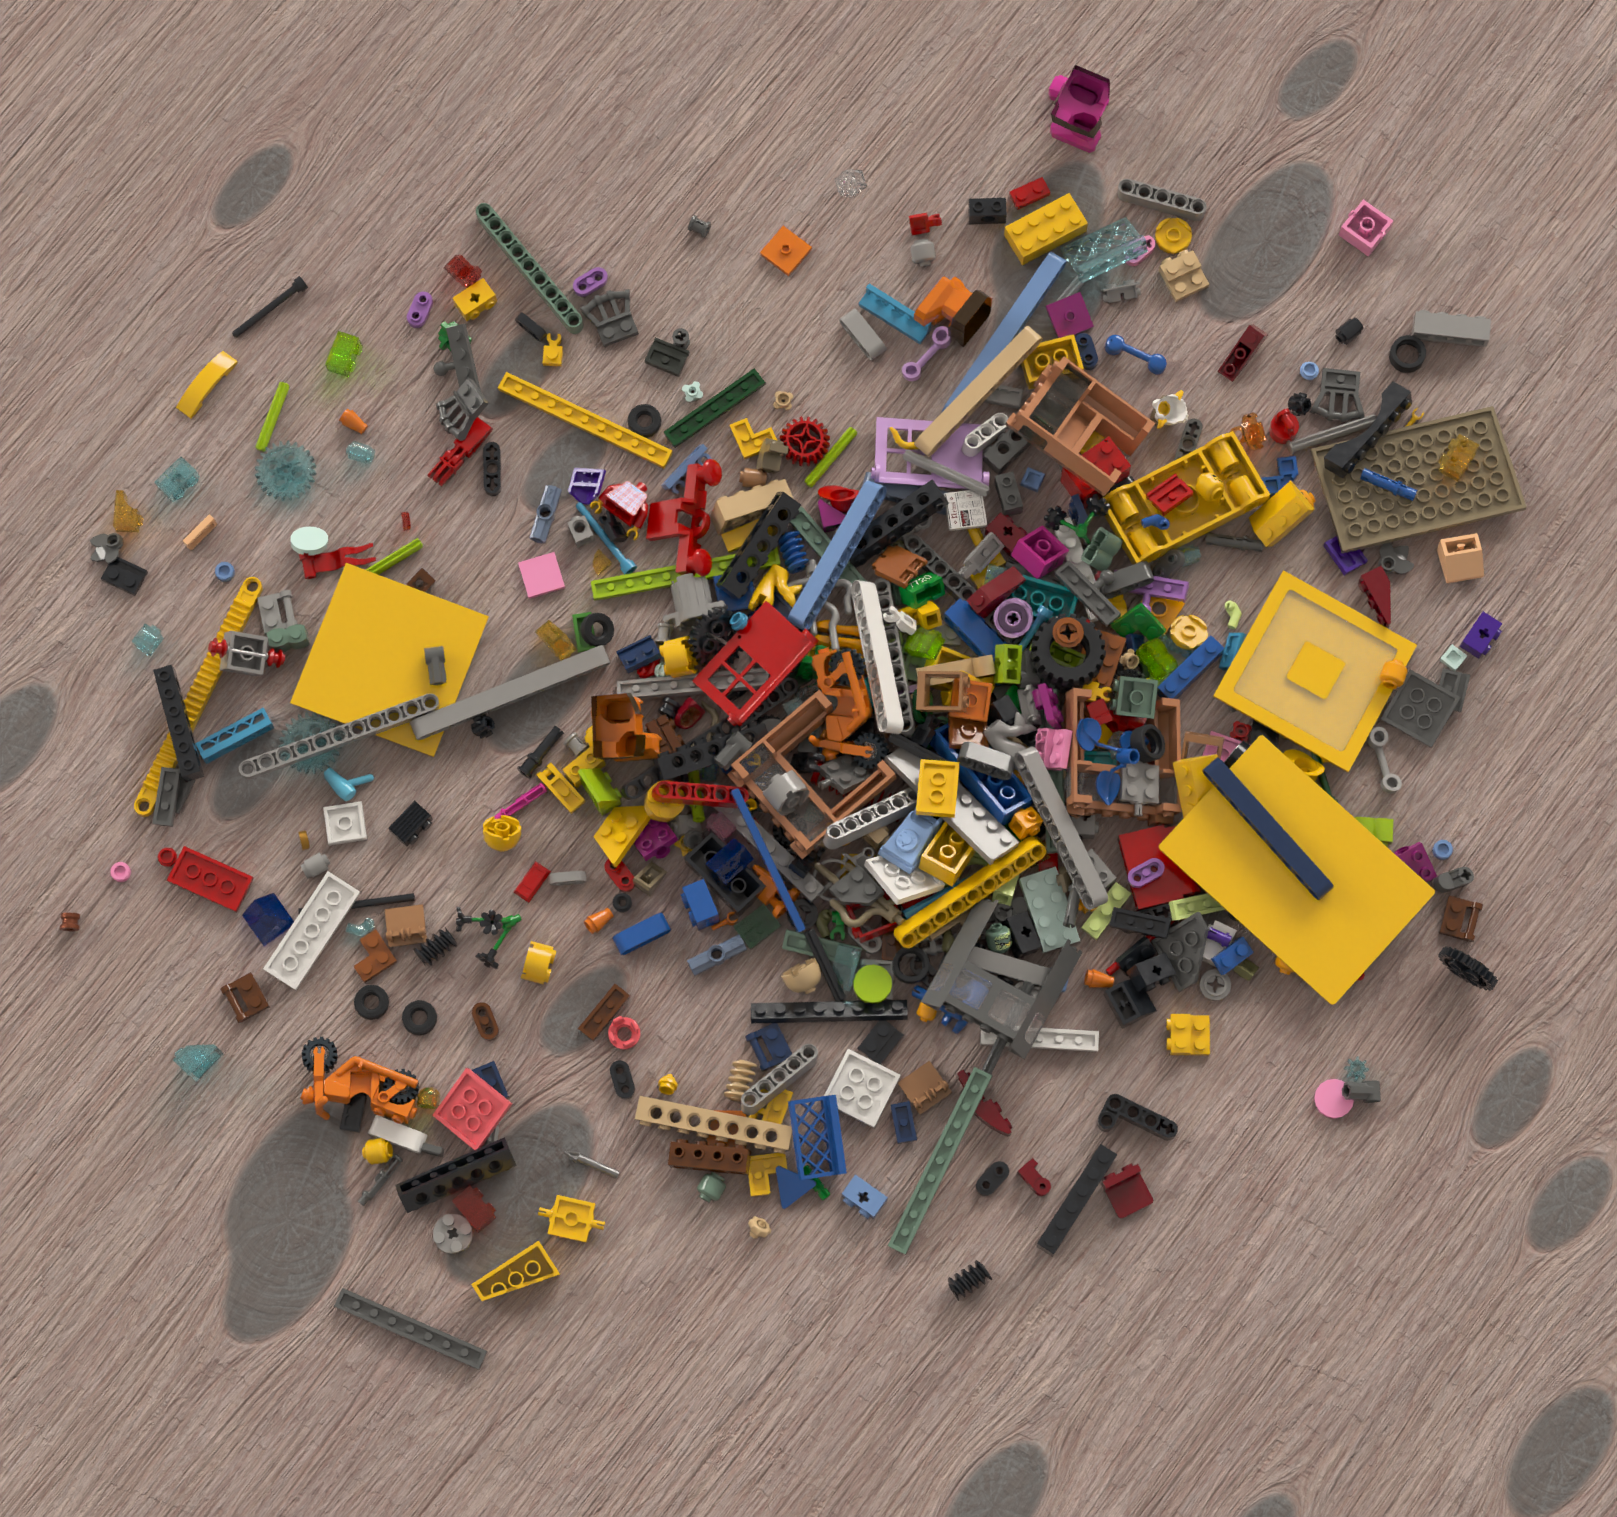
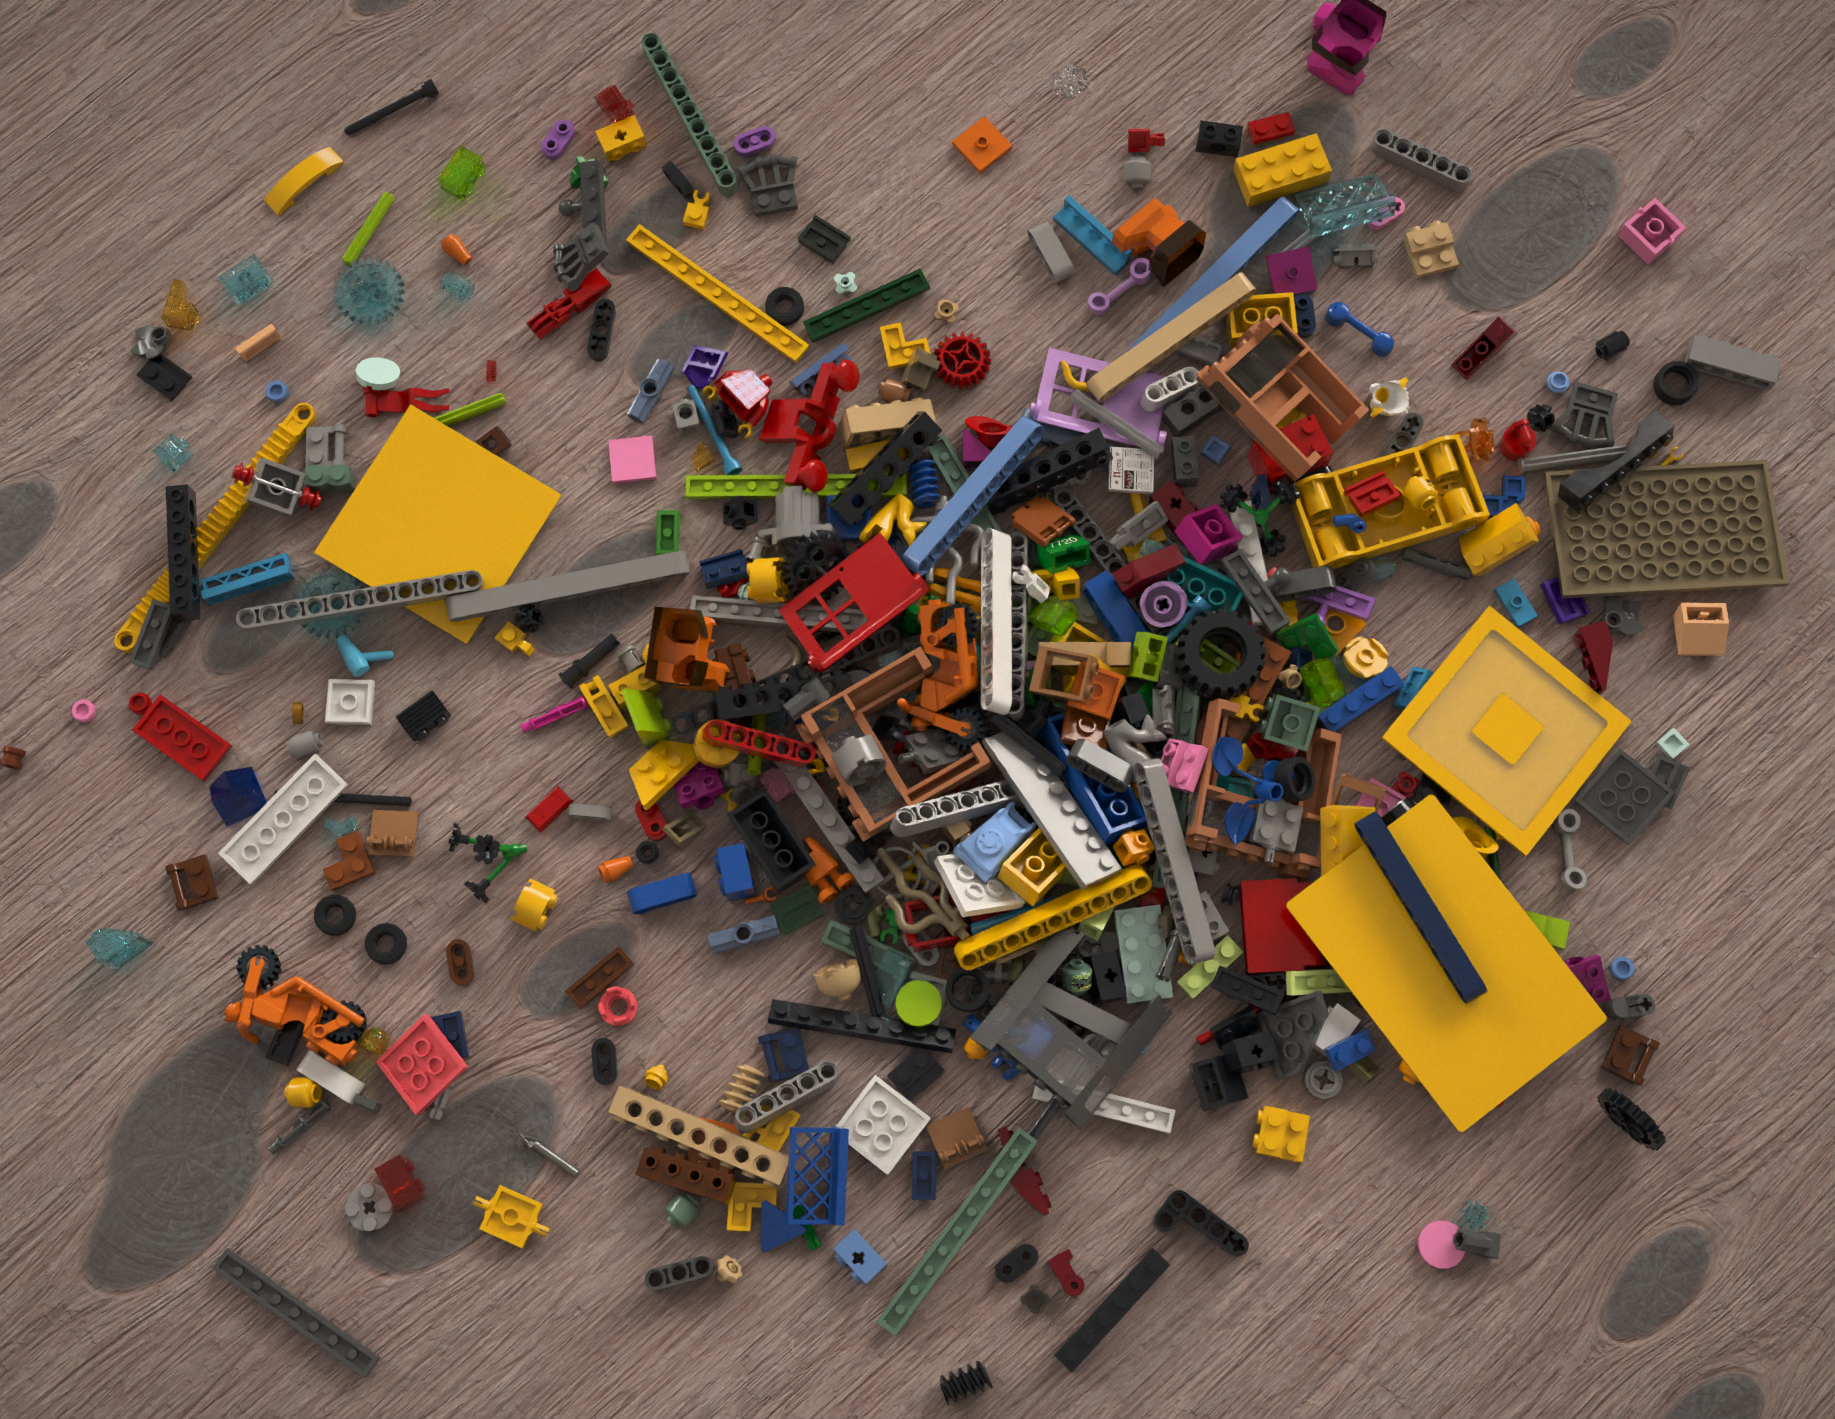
camera: 10 degrees right, 0 degrees up
(435, 660) = (489, 532): dark grey piece -> none
(435, 947) = (421, 864): black piece -> none
(455, 1175) = (386, 1139): black brick -> none
(472, 744) = (513, 638): none -> yellow plate
(501, 833) = (524, 746): yellow cylinder -> none
(520, 1271) = (438, 1269): yellow wedge -> none
(555, 640) = (632, 536): clear yellow arch -> none
(608, 629) = (669, 532): black tyre -> none
(643, 604) = (740, 512): none -> black brick
(669, 708) = (746, 637): black wheel -> none
(684, 335) = (849, 225): dark grey bush -> none
(688, 714) = (767, 648): rock -> none
(699, 226) = (889, 100): dark grey bush -> none
(725, 1229) = (667, 1273): none -> dark grey beam
(730, 861) = (779, 828): clear blue panel -> none
(738, 621) = (844, 550): dark azure plate -> none
(769, 863) = (822, 834): blue tile -> none
(830, 457) = (988, 384): lime axle -> none
(857, 888) = (920, 888): dark grey plate -> none
(937, 788) = (1036, 787): yellow plate -> none
(1007, 1204) = (1041, 1299): none -> clear smoke plate
(1046, 699) = (1186, 707): magenta plate -> none
(1073, 626) = (1231, 624): dark orange gear -> none
(1097, 979) = (1185, 1047): orange cone -> none
(1099, 711) = (1244, 731): red panel -> none
(1102, 549) = (1281, 543): sand green brick -> none
(1111, 847) = (1229, 893): none -> black bush
(1127, 1191) = (1174, 1310): dark red bracket -> none
(1145, 873) = (1264, 932): medium lavender plate -> none
(1173, 235) = (1427, 203): yellow tile -> none
(1219, 937) = (1339, 1025): dark purple pin -> none
(1234, 613) = (1422, 645): yellowish green arm -> none
(1305, 564) = (1515, 603): none -> dark azure plate
(1393, 486) = (1627, 526): blue pin -> none
(1393, 674) = (1599, 750): light orange head -> none
(1458, 457) = (1718, 511): clear yellow brick -> none
(1489, 627) = (1719, 714): dark purple brick -> none

